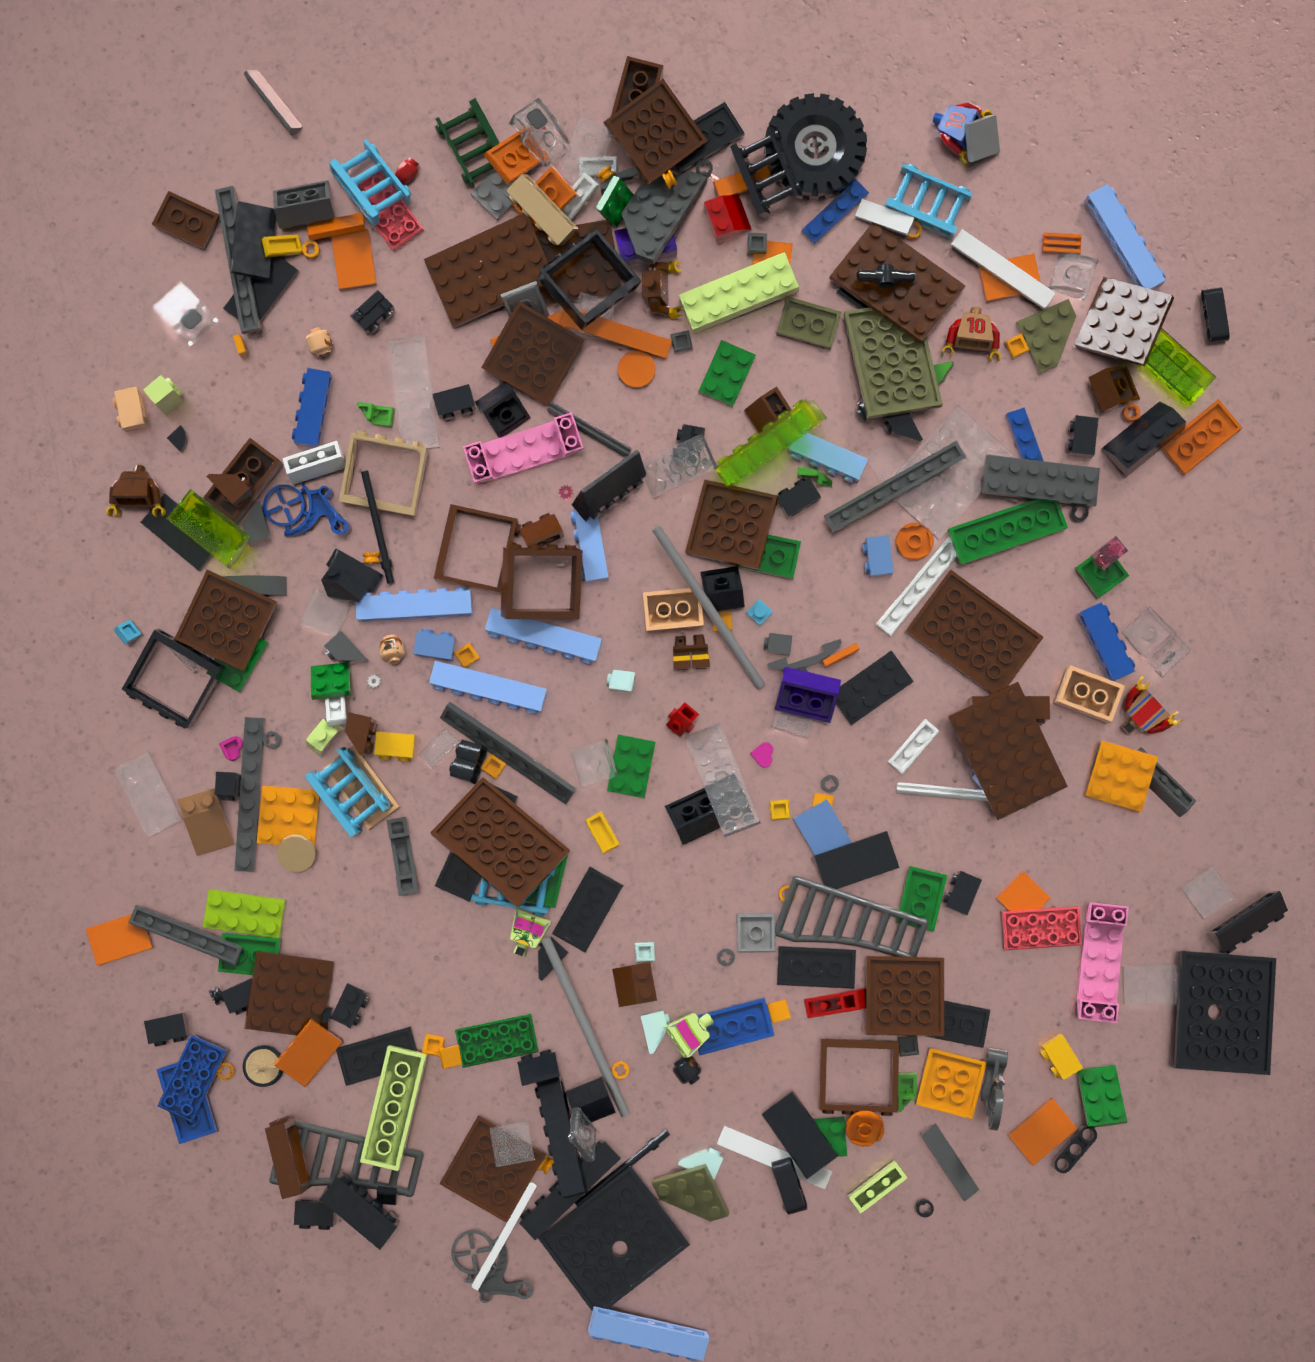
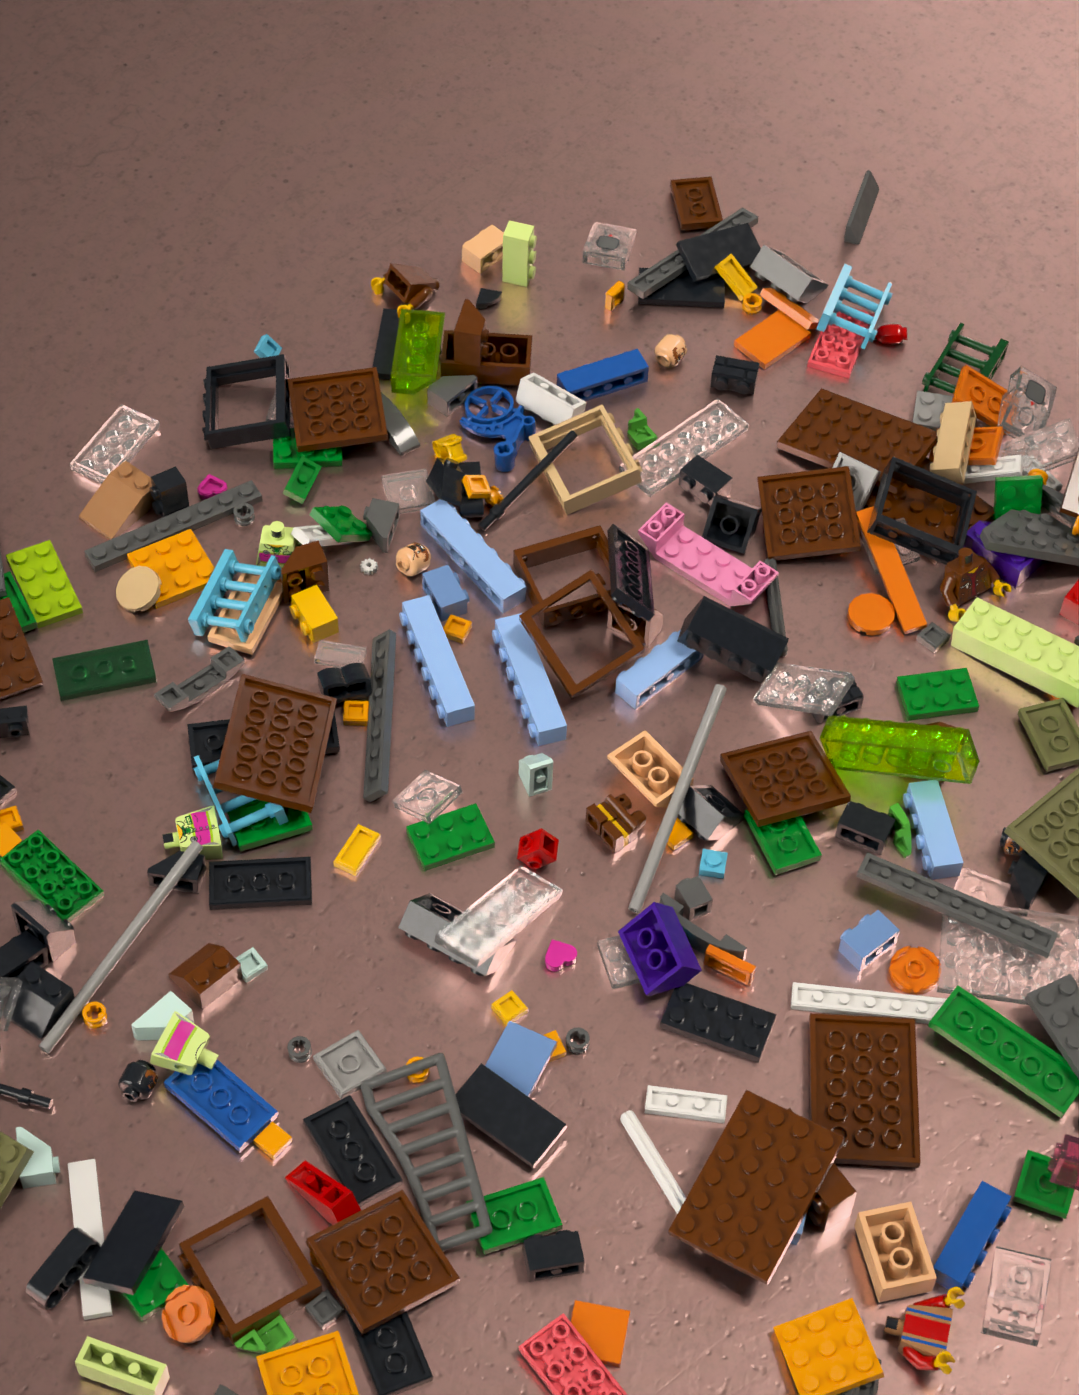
camera: 55 degrees right, 30 degrees down
(268, 682) = (302, 480): none -> green plate
(311, 561) = (449, 447): none -> yellow piece
(347, 913) = (104, 670): none -> clear green tile
(363, 568) = (476, 486): none -> light orange tile
(514, 517) = (630, 573): none -> black plate

